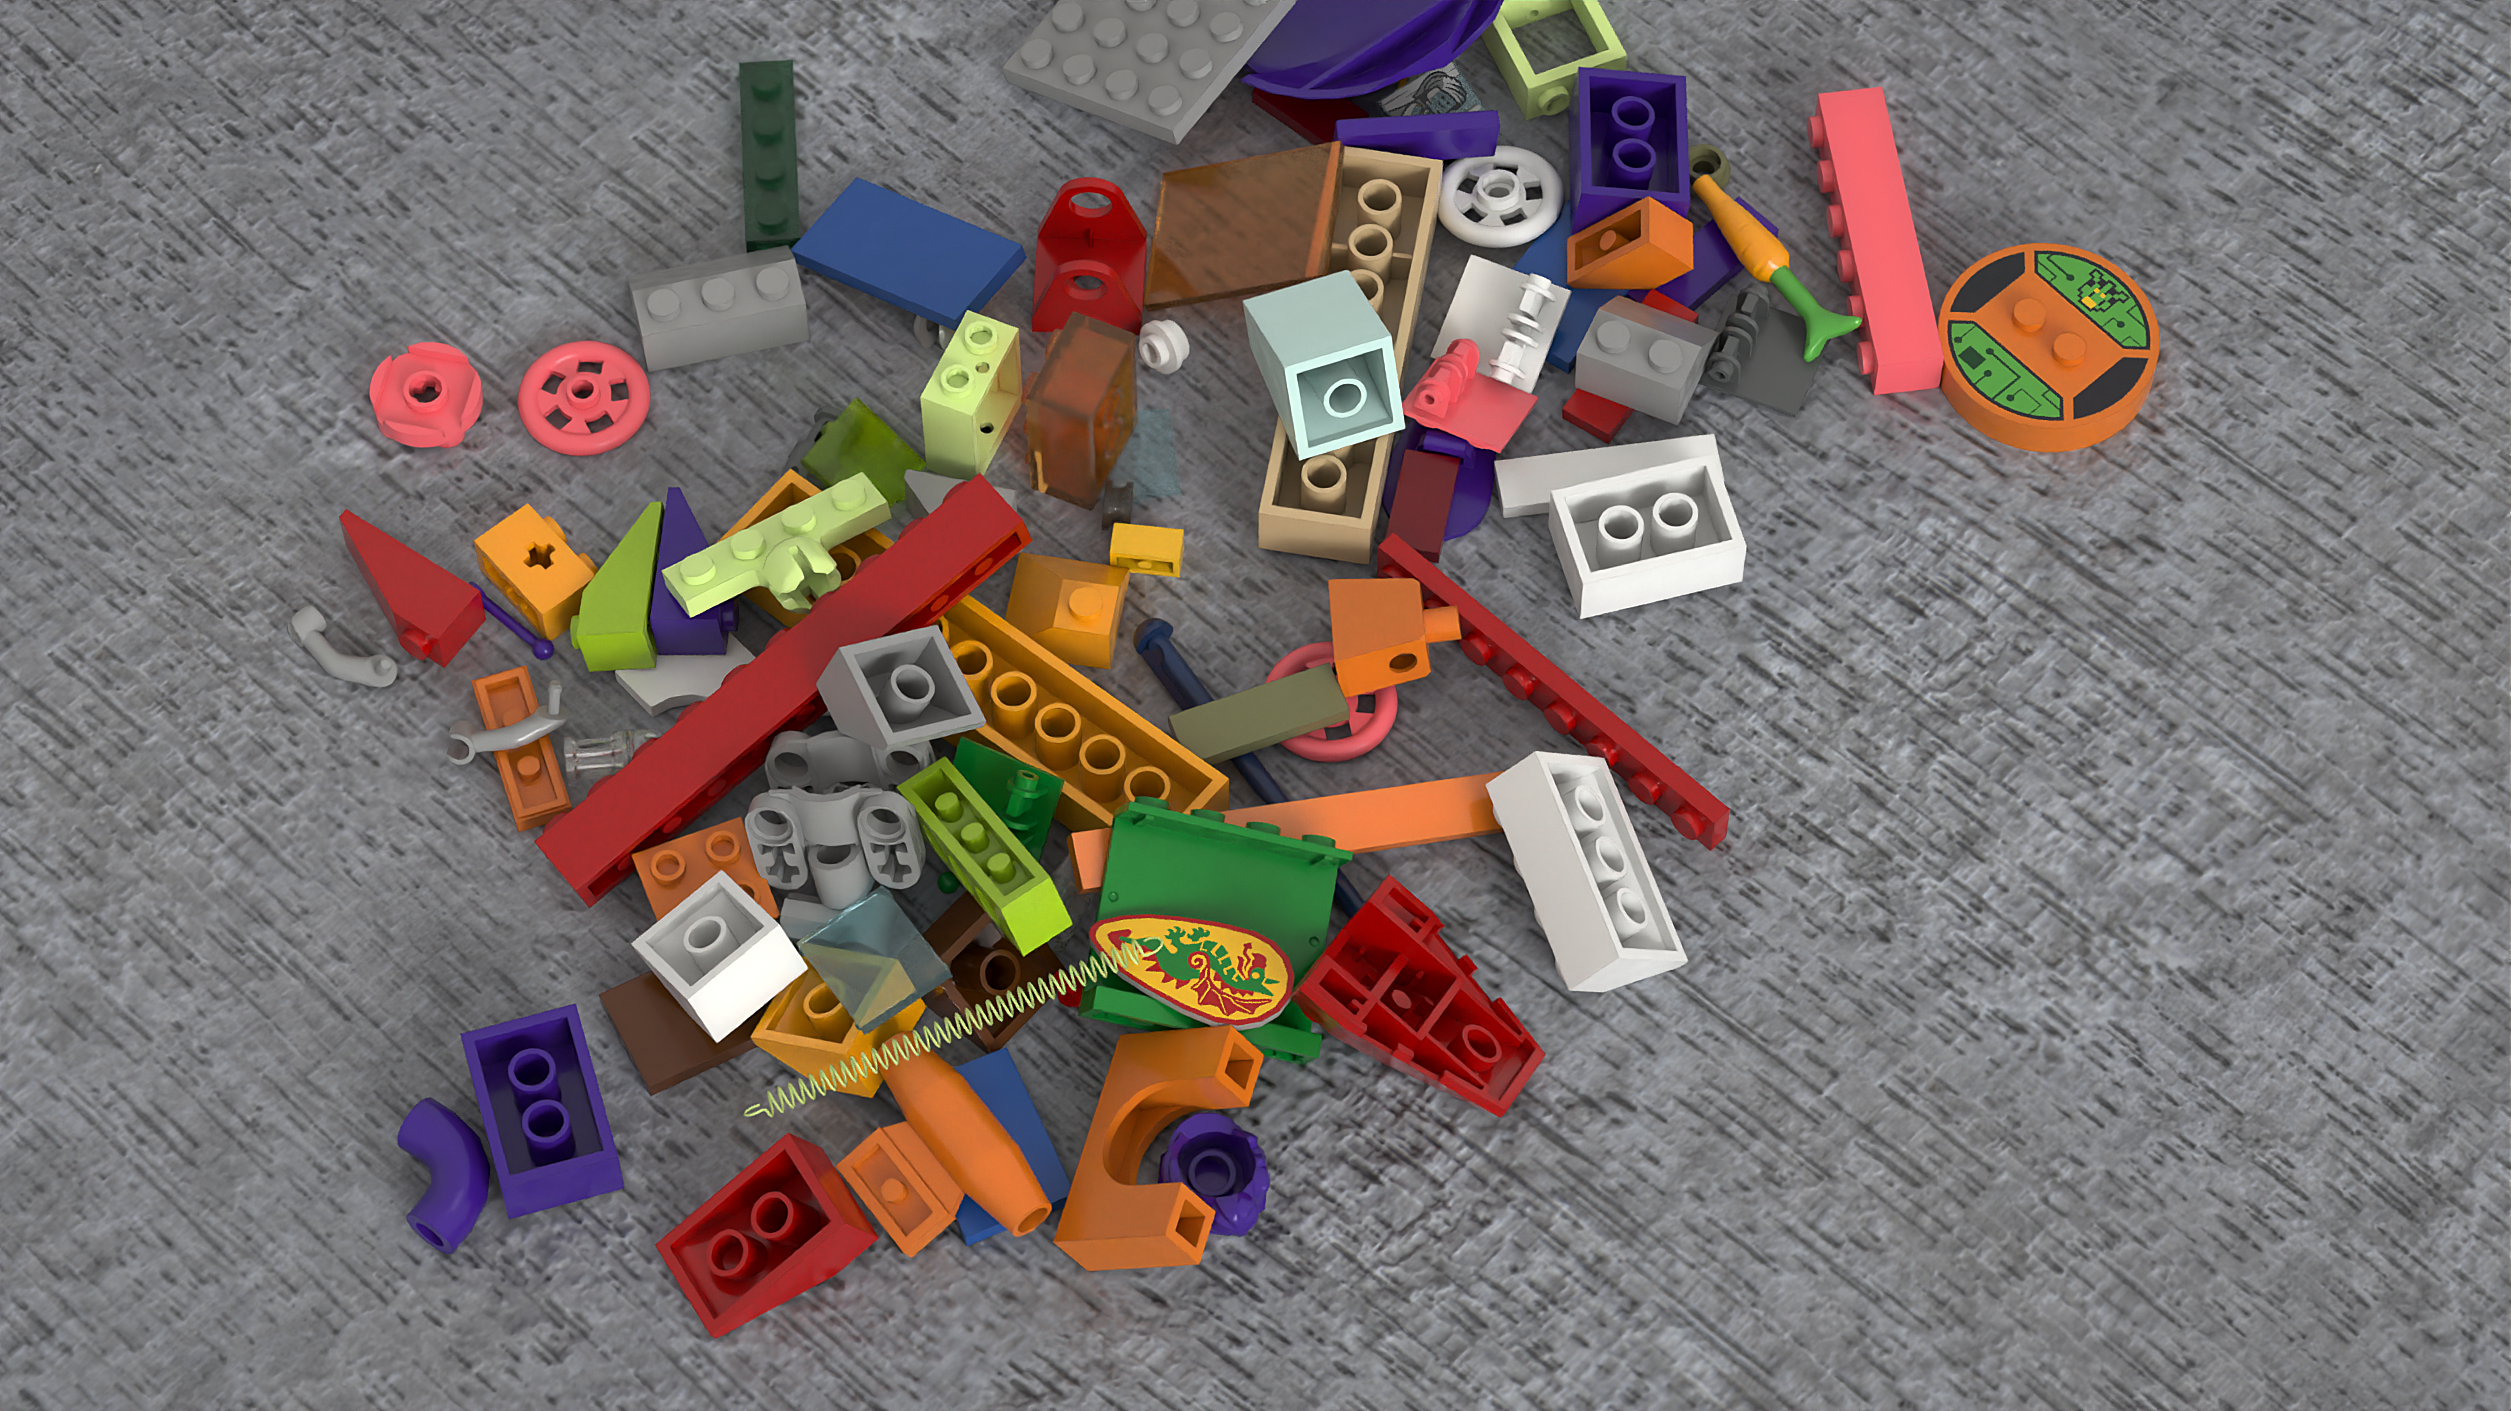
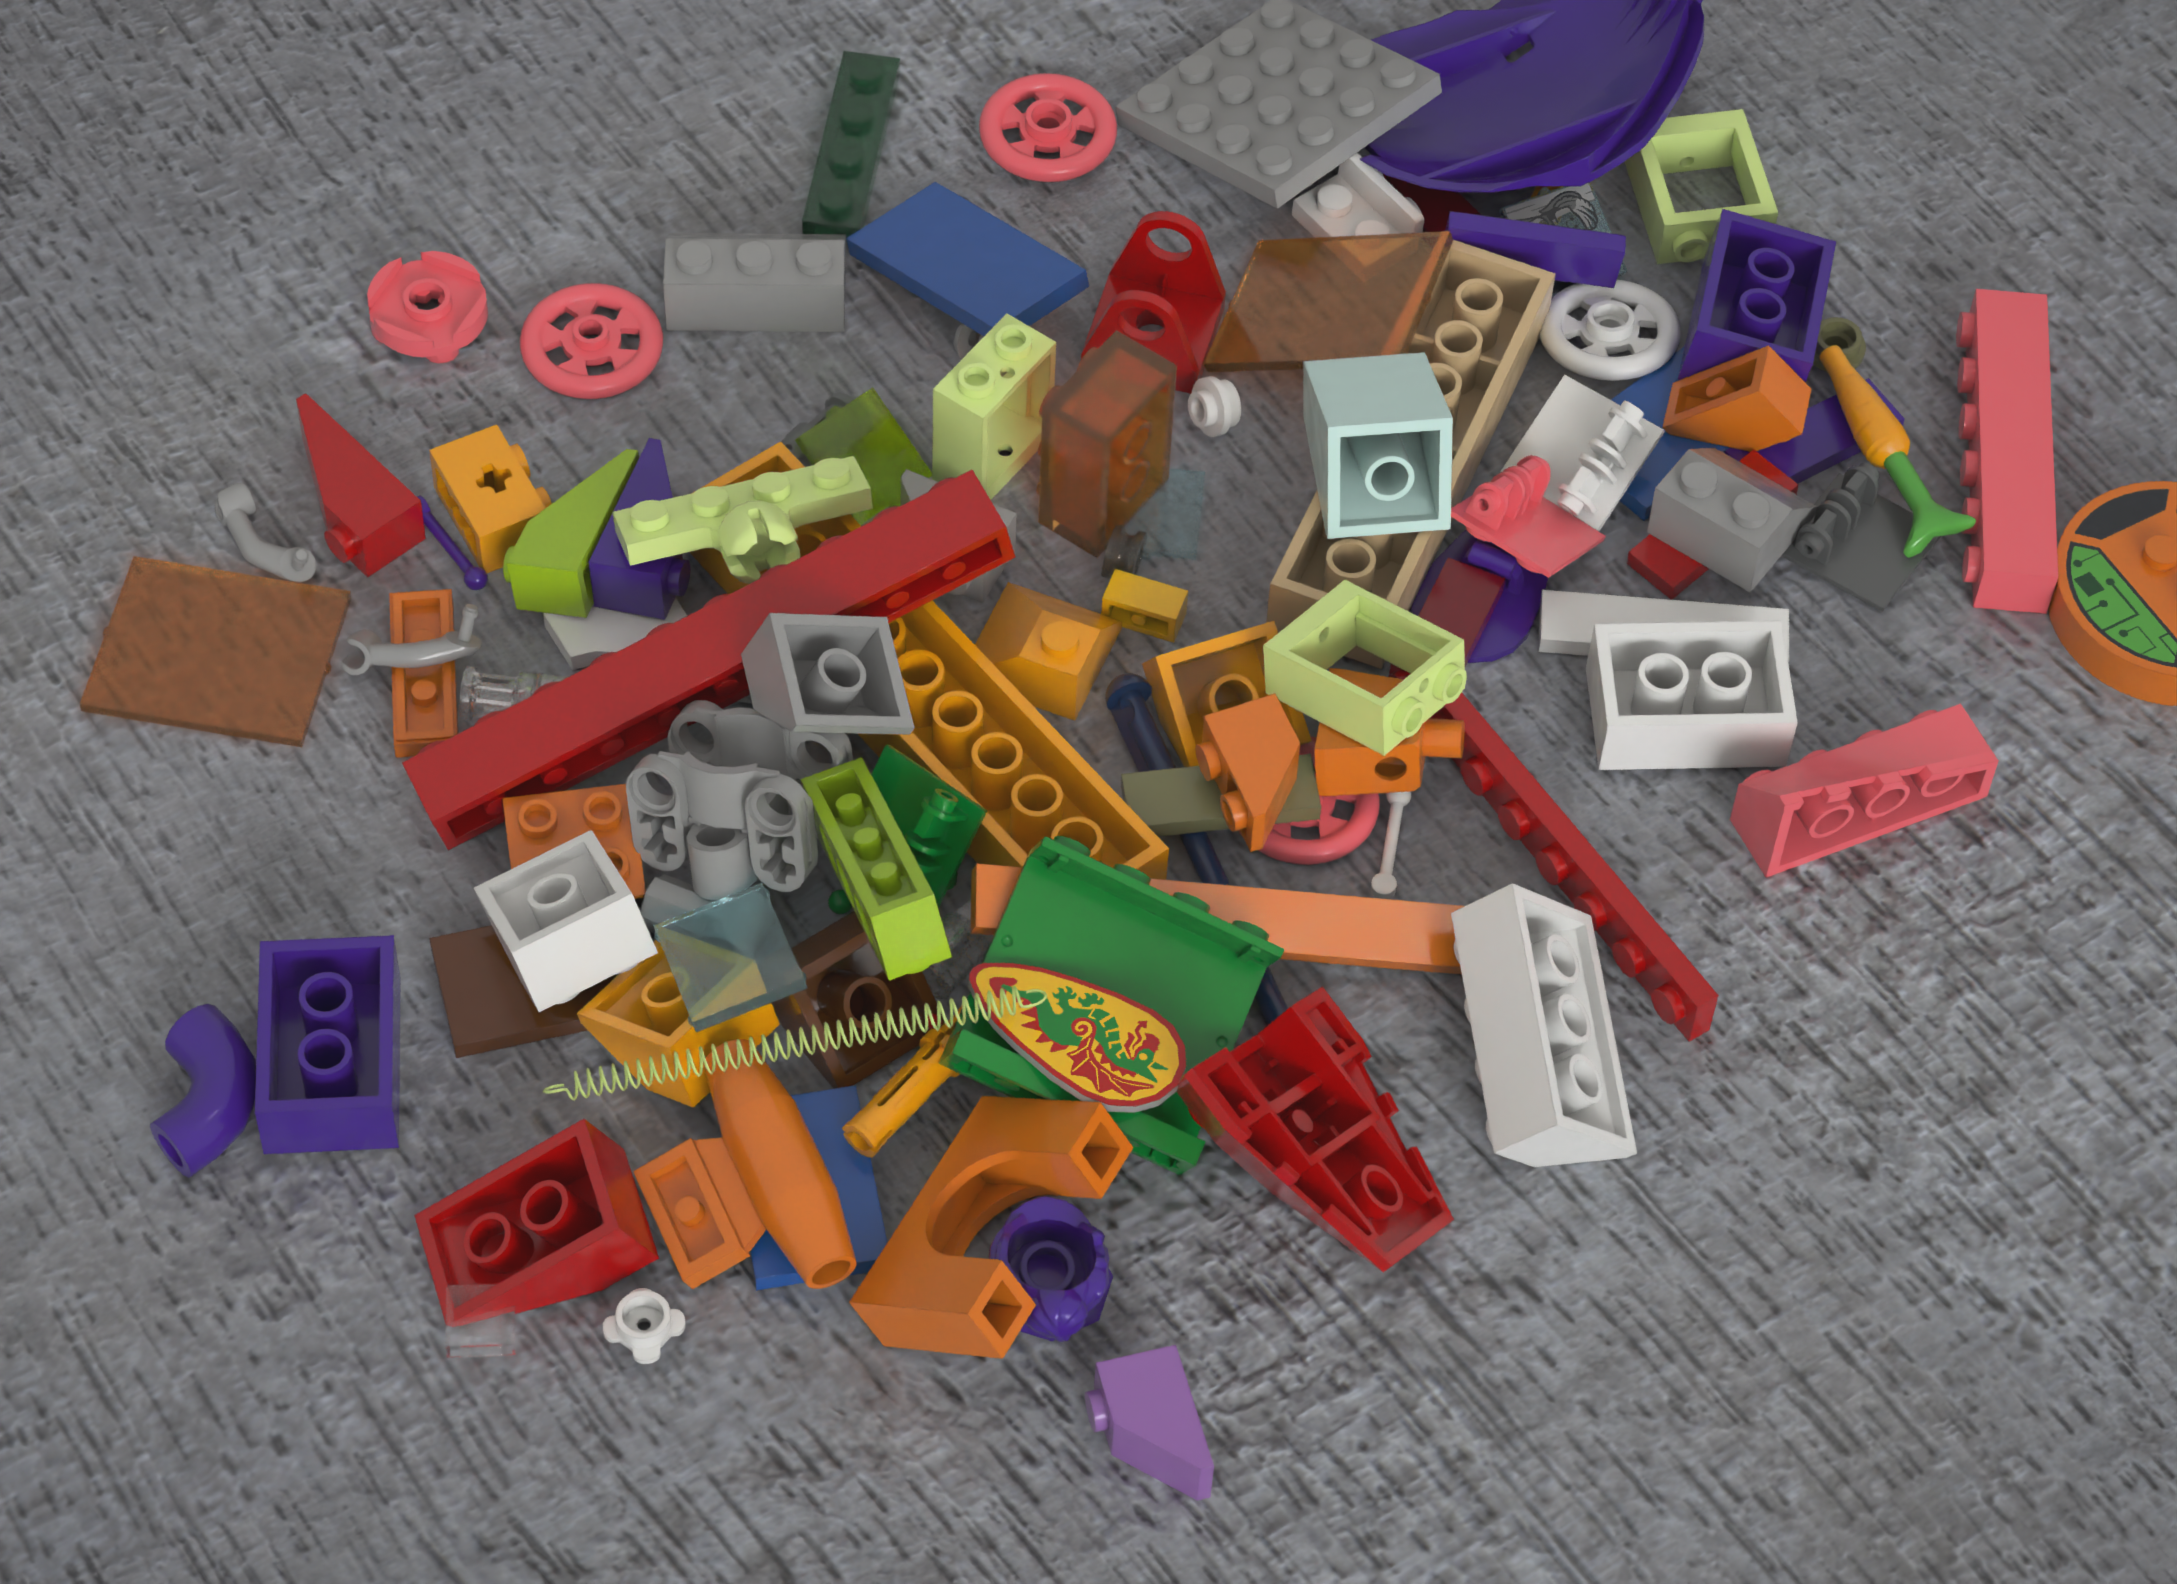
camera: 10 degrees right, 5 degrees down
(329, 767) = (216, 651): none -> clear orange piece
(741, 1337) = (481, 1334): none -> clear tile
(875, 1282) = (639, 1307): none -> white plate
(944, 87) = (1048, 127): none -> coral plate
(1051, 1046) = (901, 1094): none -> light orange pin
(1243, 625) = (1208, 680): none -> light orange slope
(1248, 124) = (1356, 204): none -> white bracket
(1284, 684) = (1253, 762): none -> orange slope
(1333, 1286) = (1152, 1419): none -> medium lavender slope
(1344, 531) = (1352, 617): none -> yellowish green window
(1416, 764) = (1384, 884): none -> white hinge
(1813, 589) = (1863, 789): none -> coral wedge

